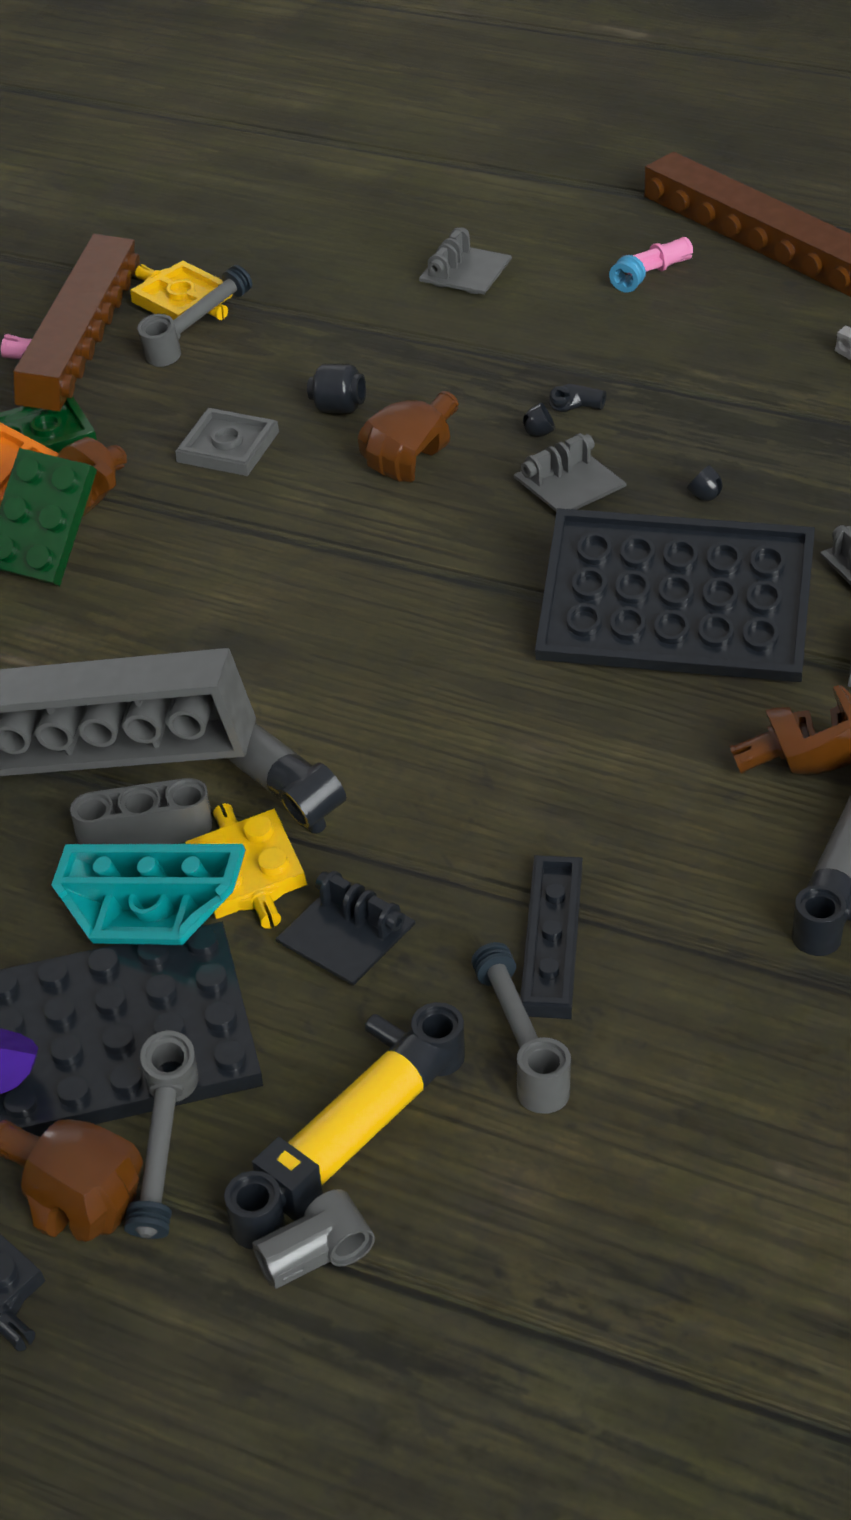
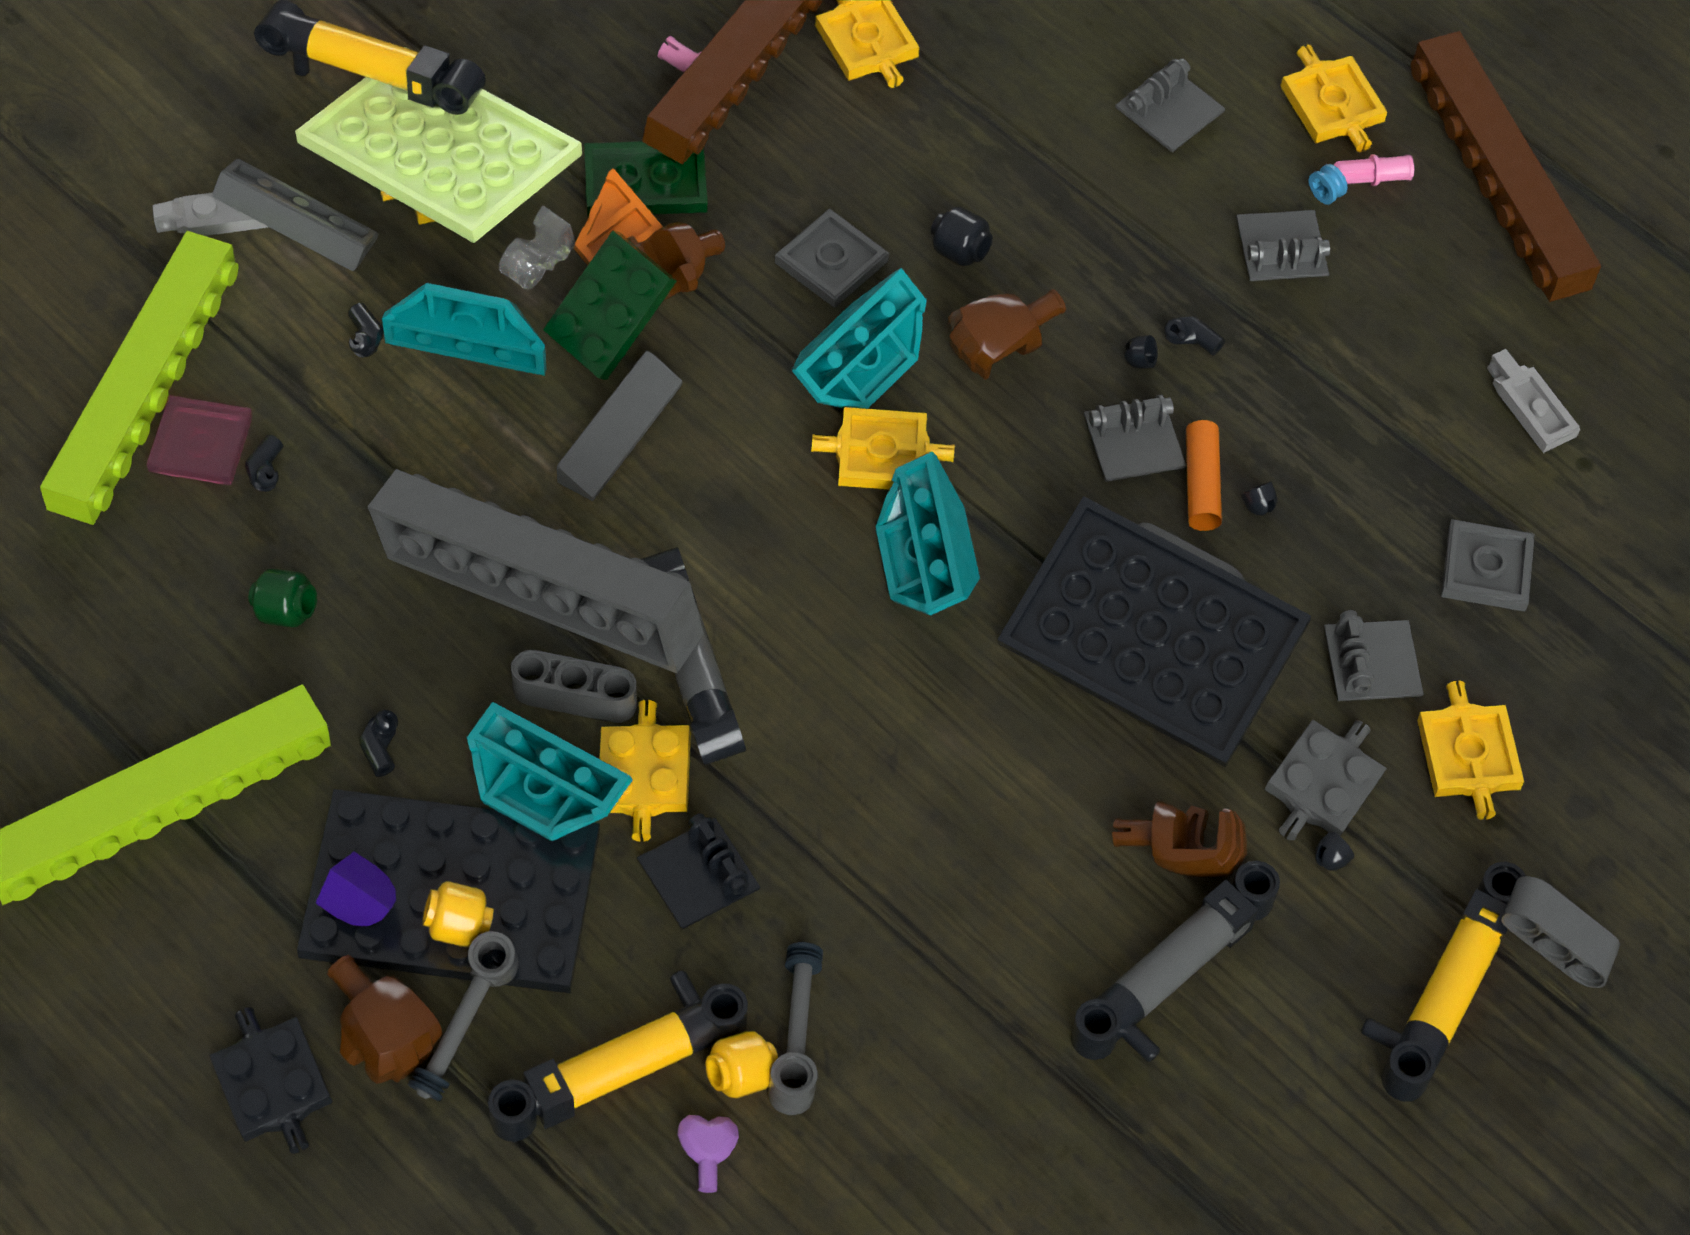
camera: 15 degrees right, 15 degrees up
(88, 607) = (618, 427): none -> dark grey slope
(110, 1038) = (457, 914): none -> yellow head
(161, 333) = (822, 86): dark grey piece -> none
(295, 479) = (865, 346): none -> teal wedge
(326, 1233) = (560, 1154): dark grey piece -> none
(348, 551) = (876, 444): none -> yellow plate
(422, 596) = (926, 539): none -> teal wedge
(480, 1077) = (741, 1064): none -> yellow head
(483, 1167) = (707, 1145): none -> medium lavender rock
(552, 937) = (869, 947): black tile -> none
(597, 225) = (1333, 99): none -> yellow plate
(616, 322) = (1283, 245): none -> dark grey hinge
(645, 480) = (1203, 475): none -> orange piece

